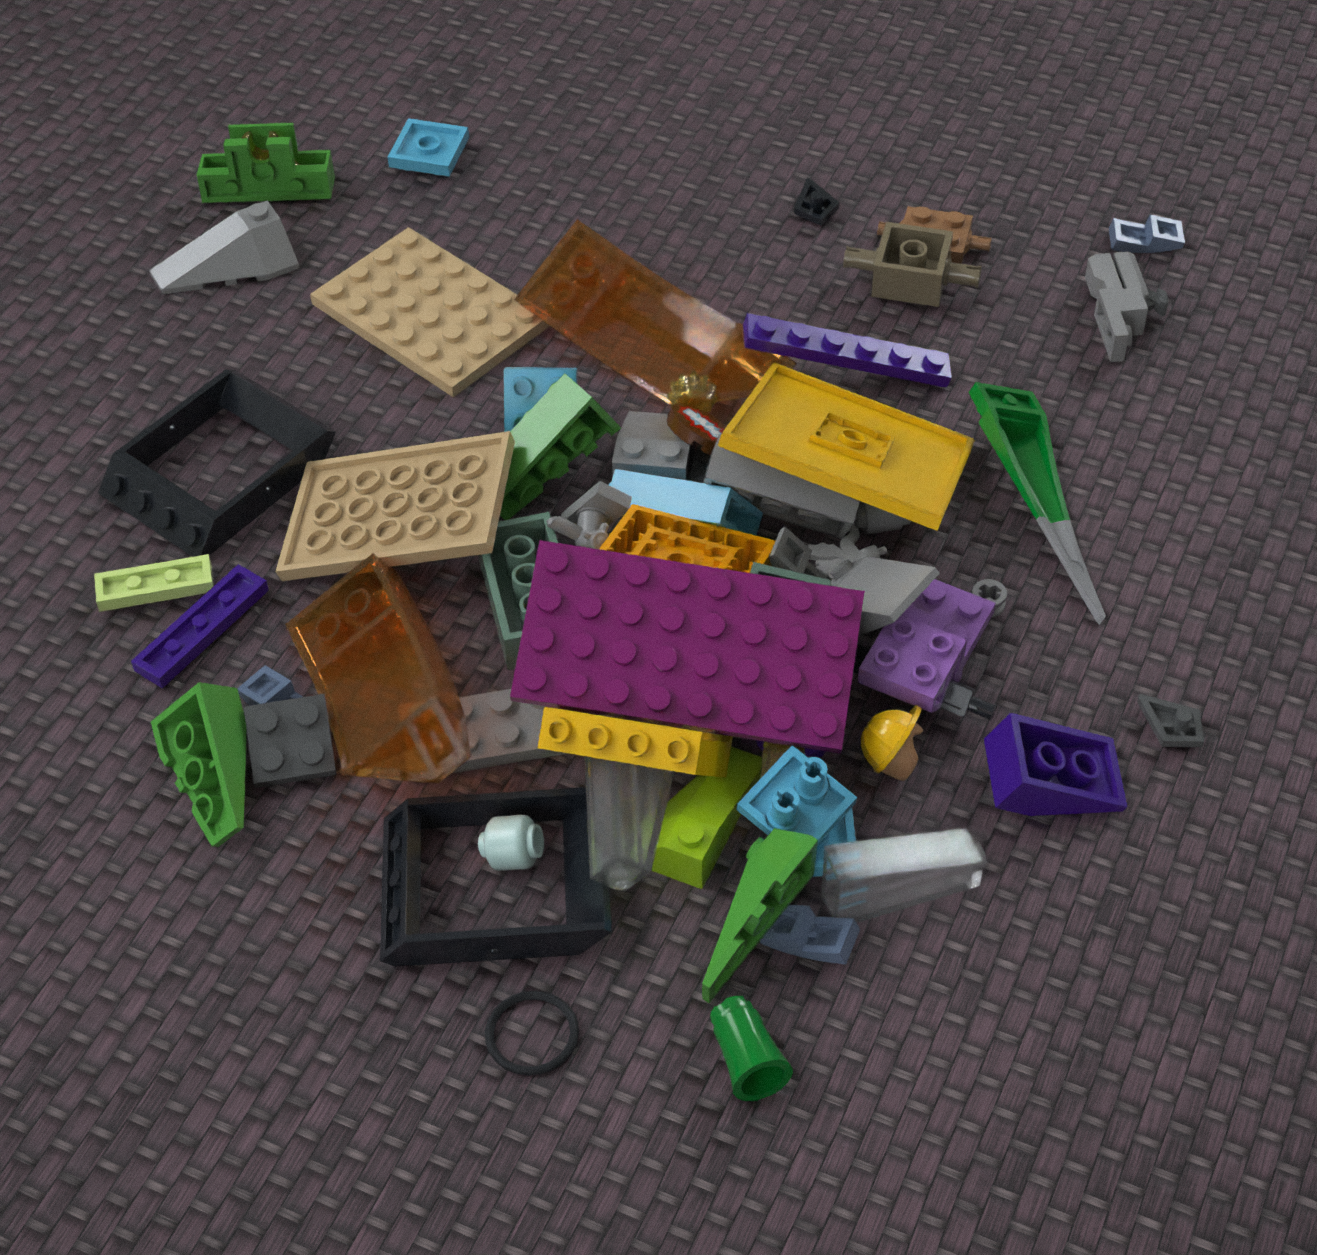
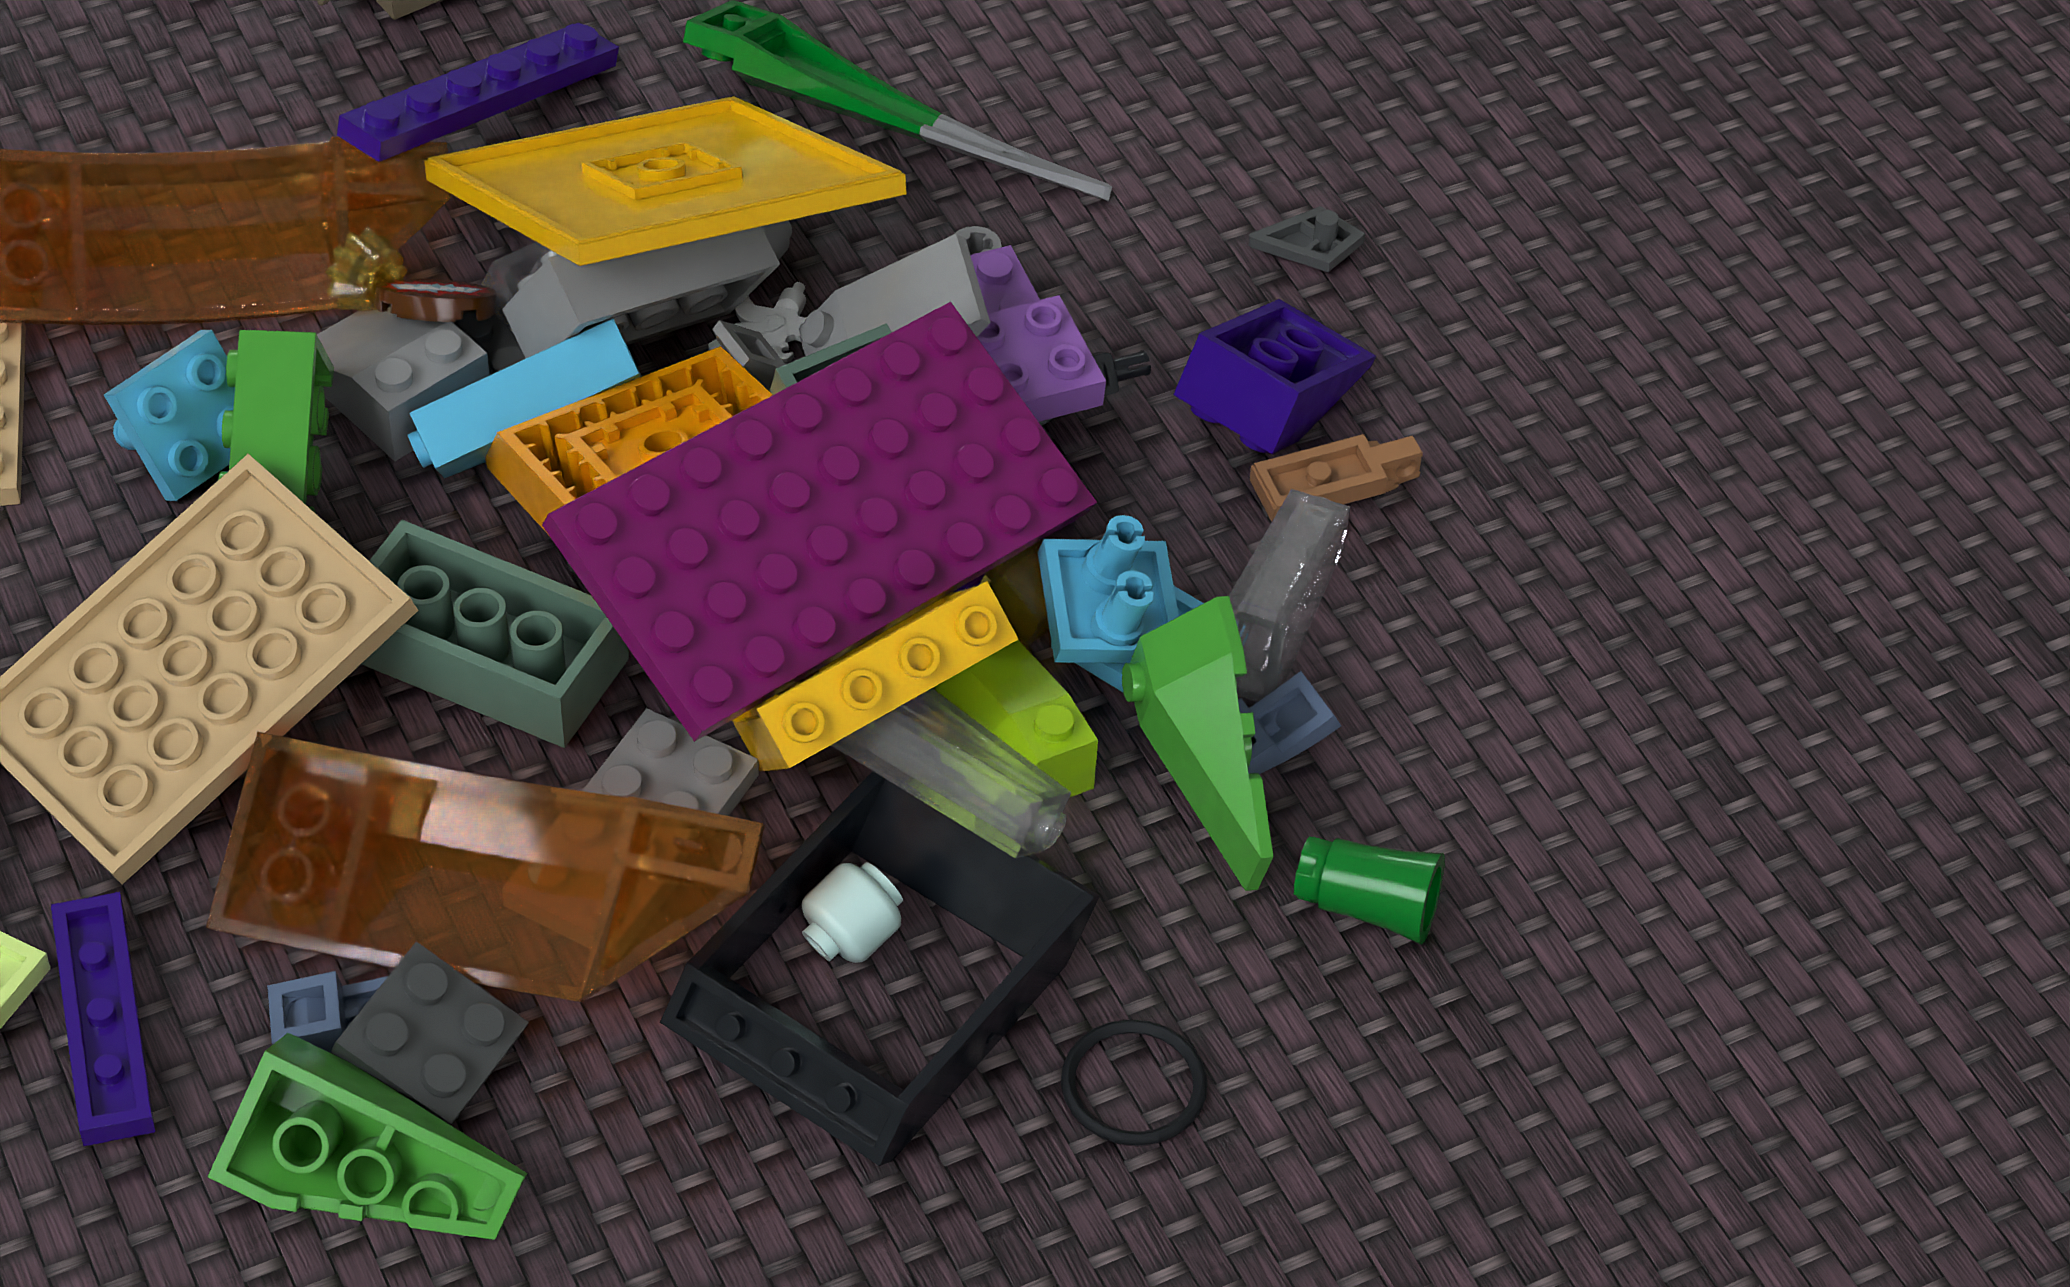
camera: 55 degrees left, 0 degrees up
(591, 515) = (451, 498): light grey piece -> none
(889, 742) = (1109, 462): yellow piece -> none
(1018, 845) = (1337, 471): none -> medium nougat hinge

